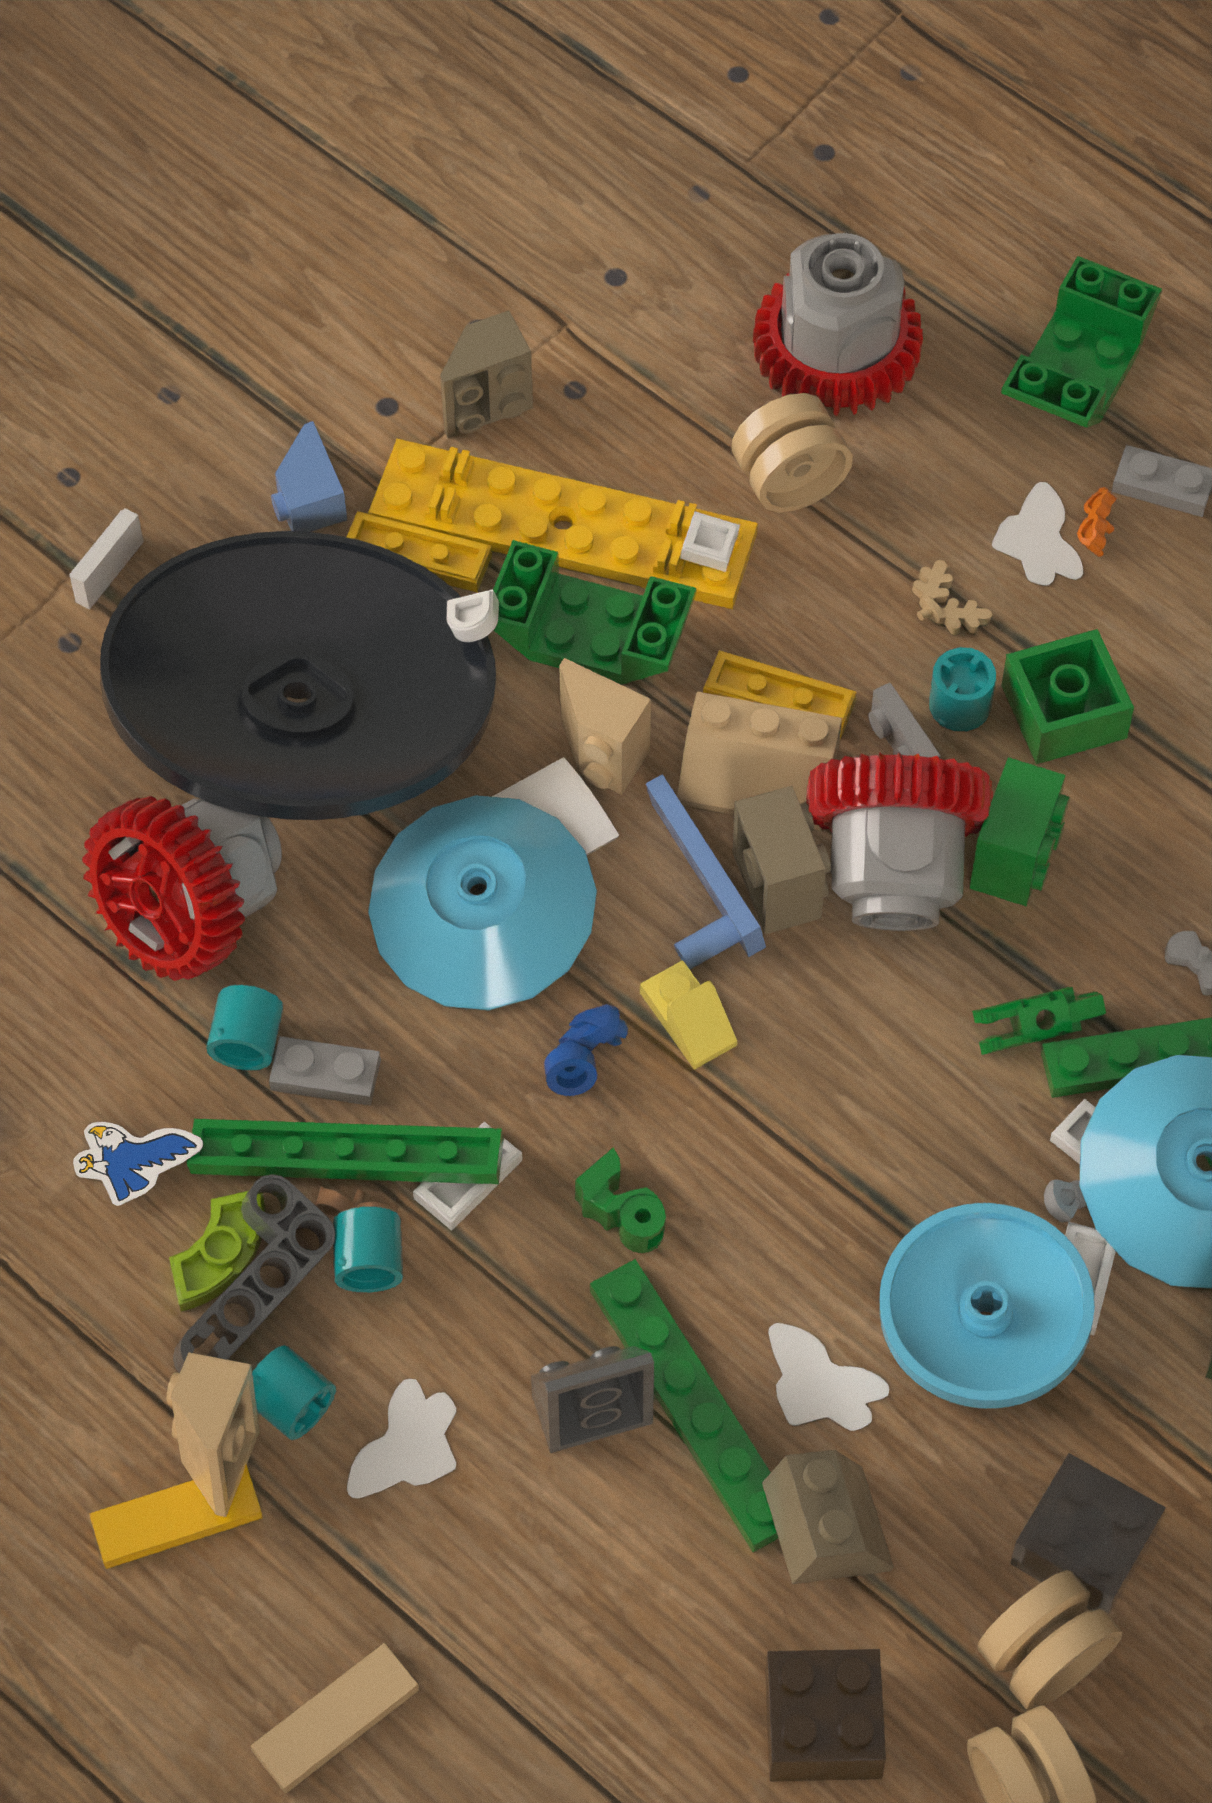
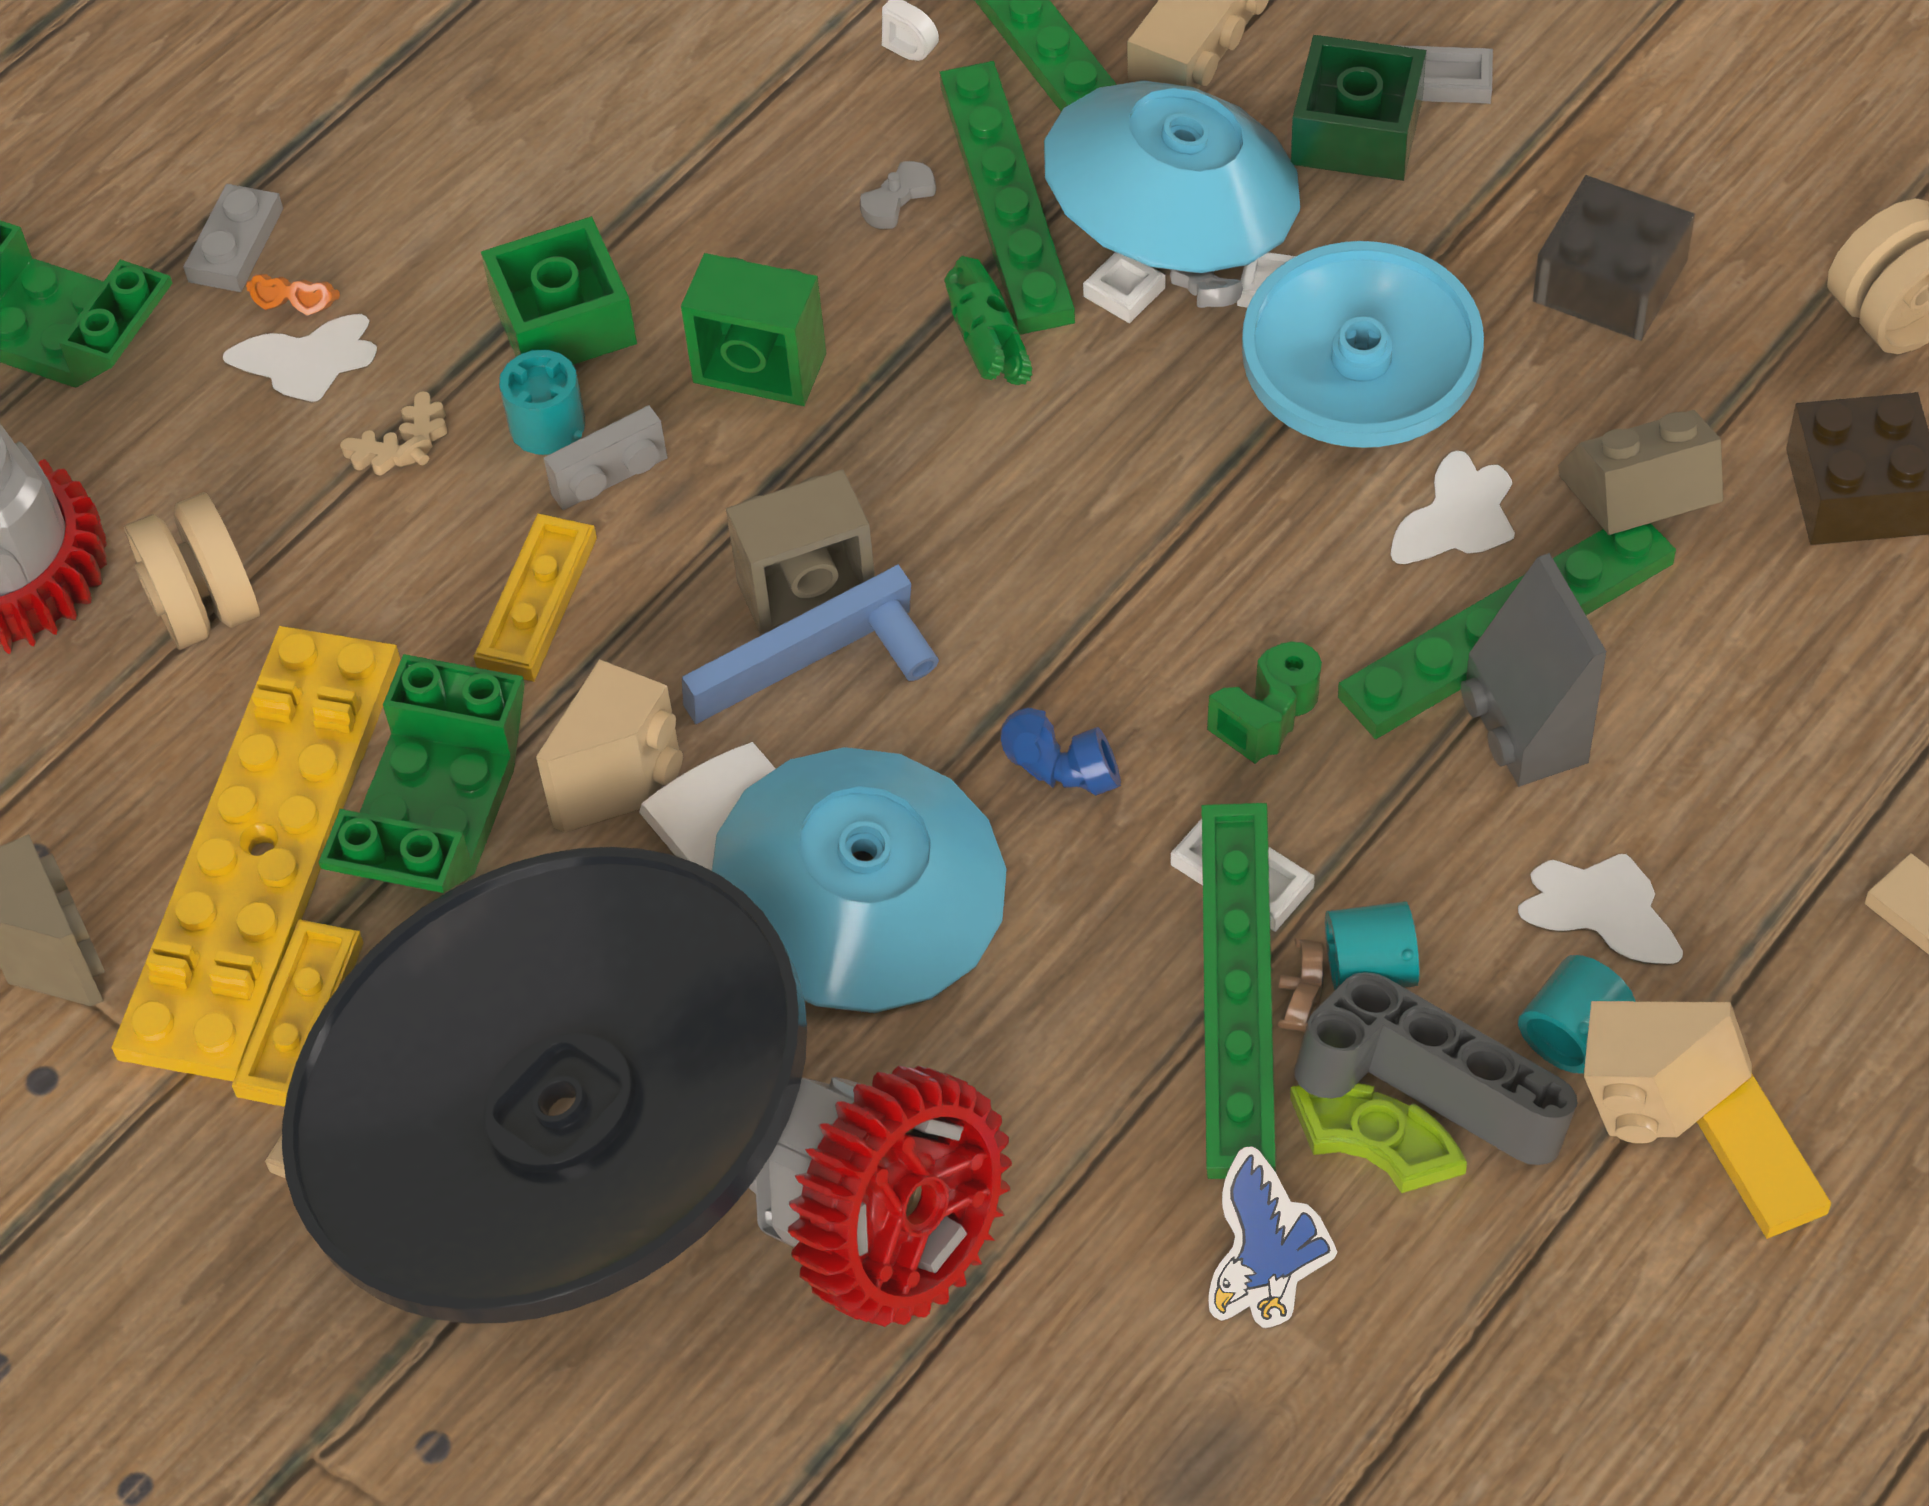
camera: 90 degrees left, 5 degrees down
(106, 558) = (303, 1395): white tile -> none
(244, 1027) = (1069, 1120): teal piece -> none
(308, 486) = (182, 1145): medium blue slope -> none
(325, 1070) = (1110, 1040): light grey plate -> none
(473, 615) = (450, 886): white tile -> none
(689, 1013) = (998, 660): light yellow slope -> none
(709, 541) = (319, 657): white tile -> none
(749, 750) = (644, 593): tan slope -> none
(898, 833) = (780, 411): piece -> none
(1049, 1640) = (1752, 265): tan wheel -> none

